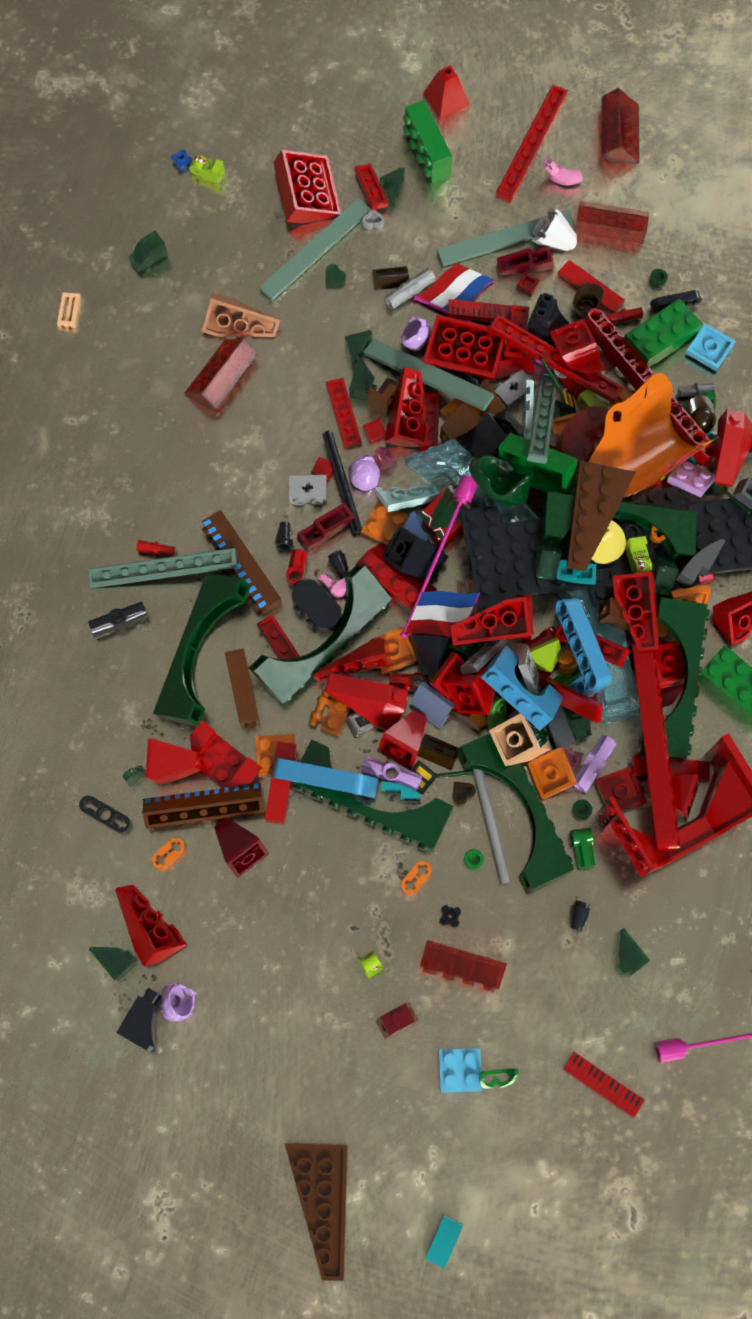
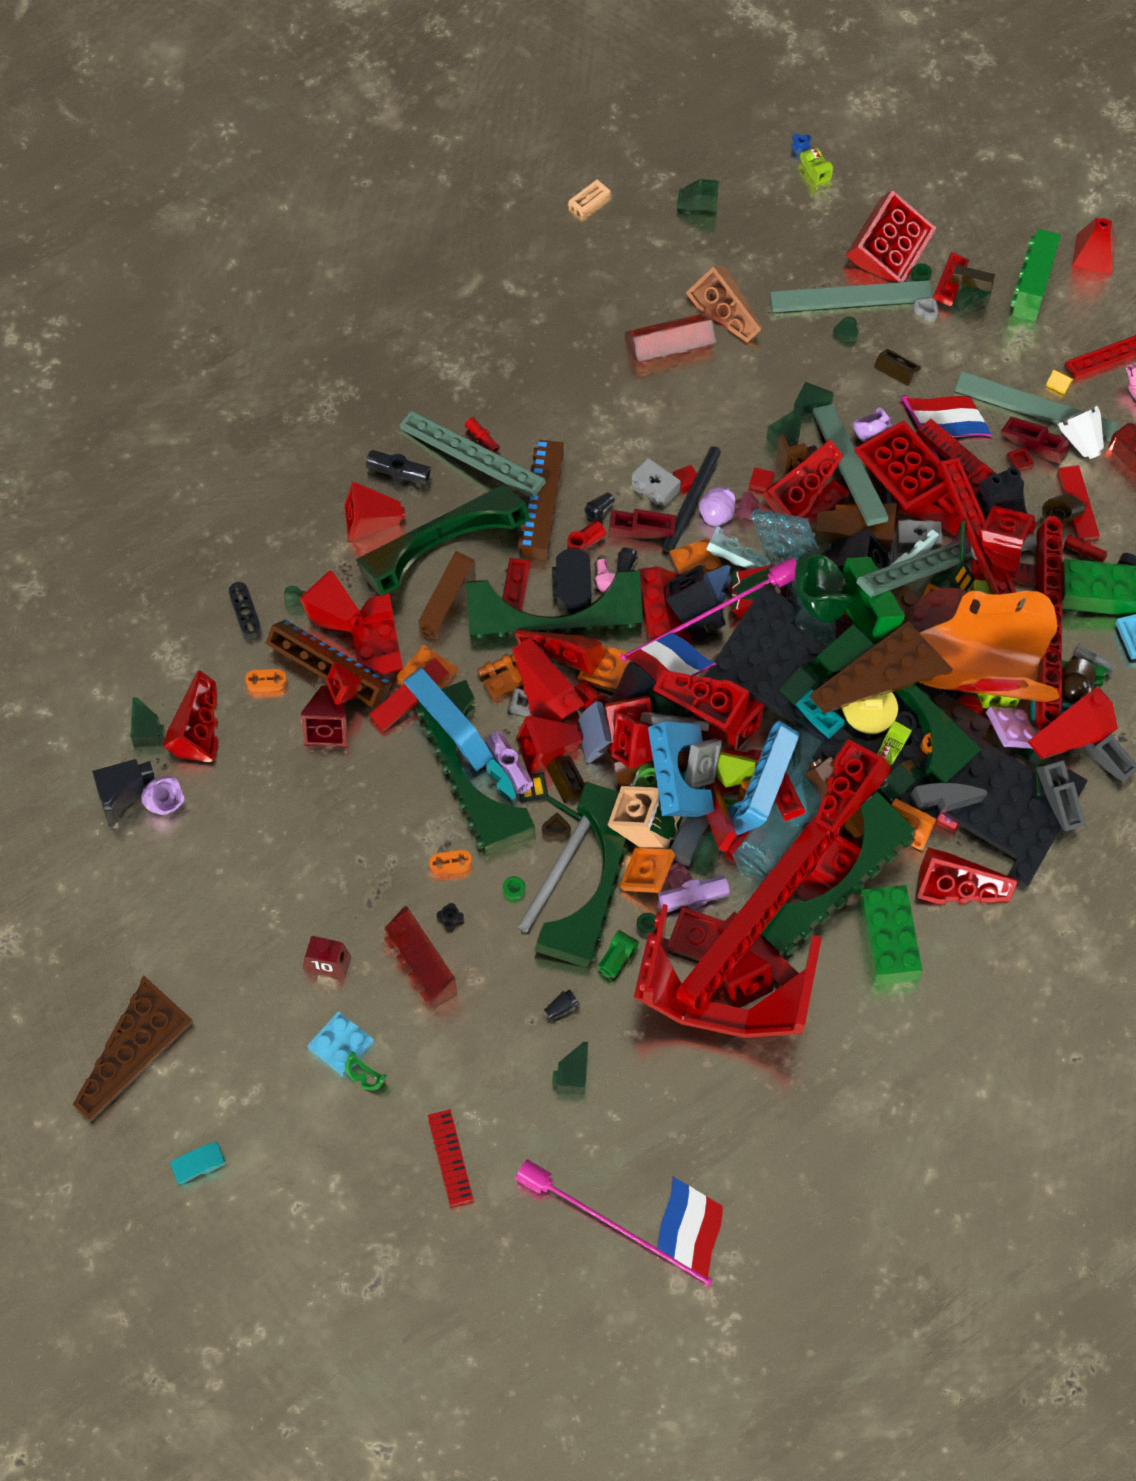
camera: 40 degrees right, 10 degrees down
(129, 669) = (370, 512): none -> red slope
(230, 815) = (342, 683): none -> red slope
(343, 413) = (747, 446): red tile -> none
(347, 197) = (921, 272): none -> dark green tile
(371, 965) = (346, 896): lime leg -> none
(390, 175) = (973, 278): none -> dark brown slope
(409, 288) = (905, 386): light grey axle -> none
(504, 208) = (1059, 381): none -> yellow slope

